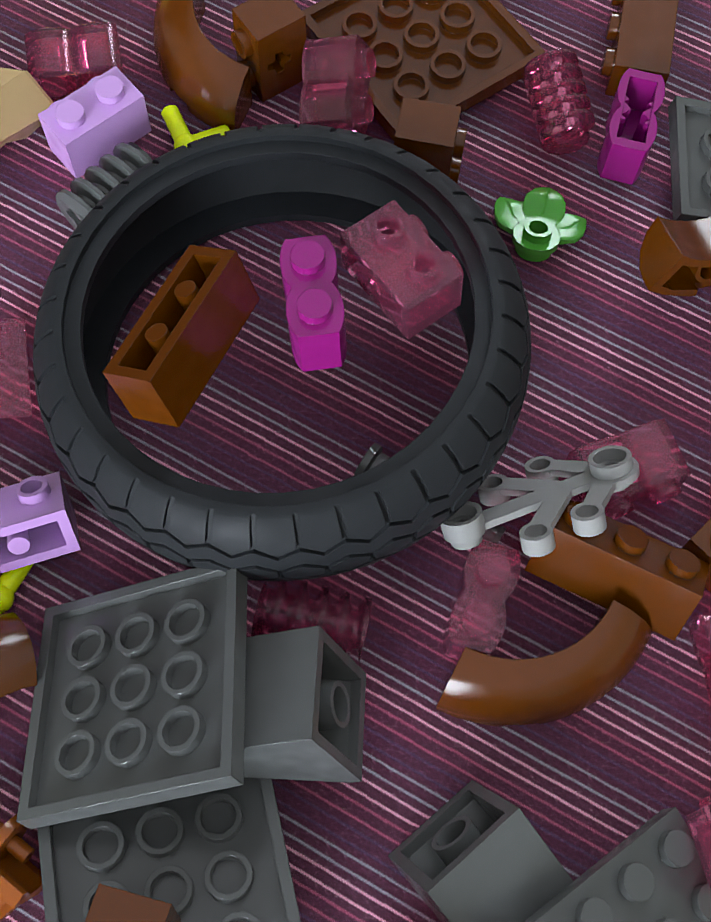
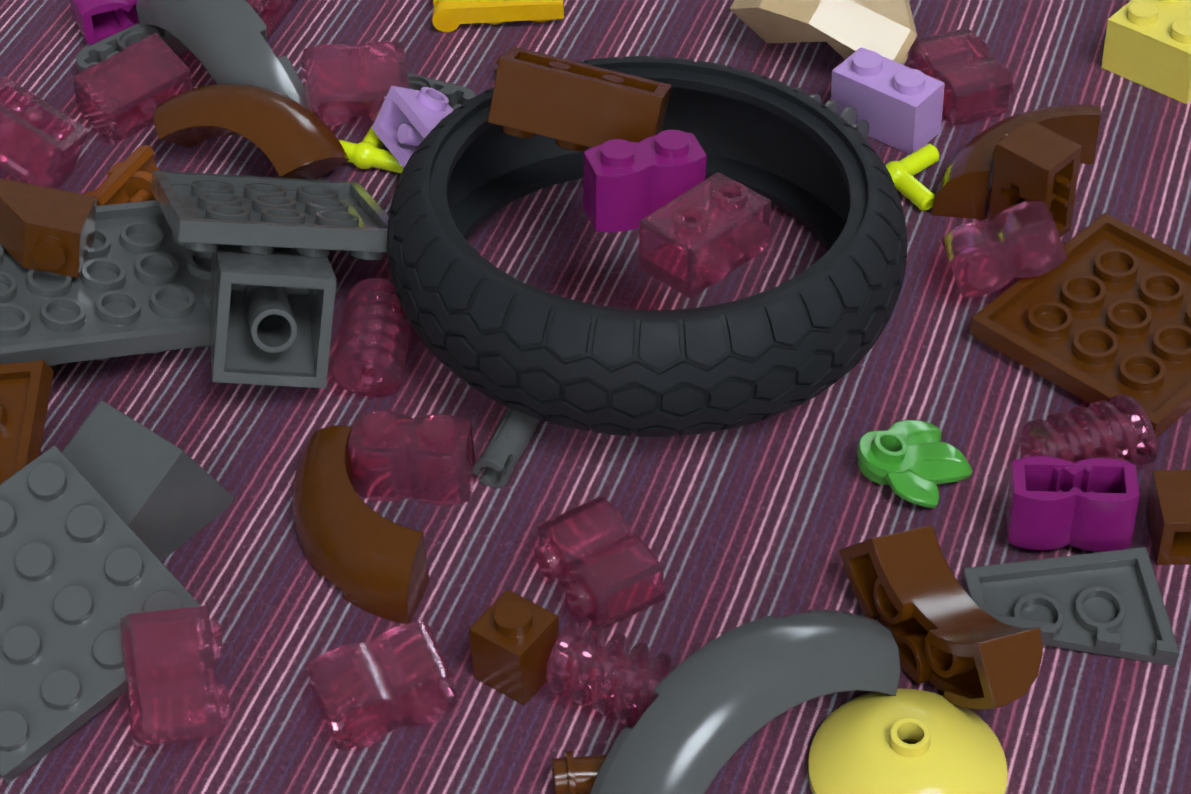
camera: 85 degrees right, 25 degrees down
(432, 134) = (944, 323): reddish brown brick -> none
(605, 473) = (504, 454): light grey plant -> none
(627, 567) = (472, 551): reddish brown brick -> none

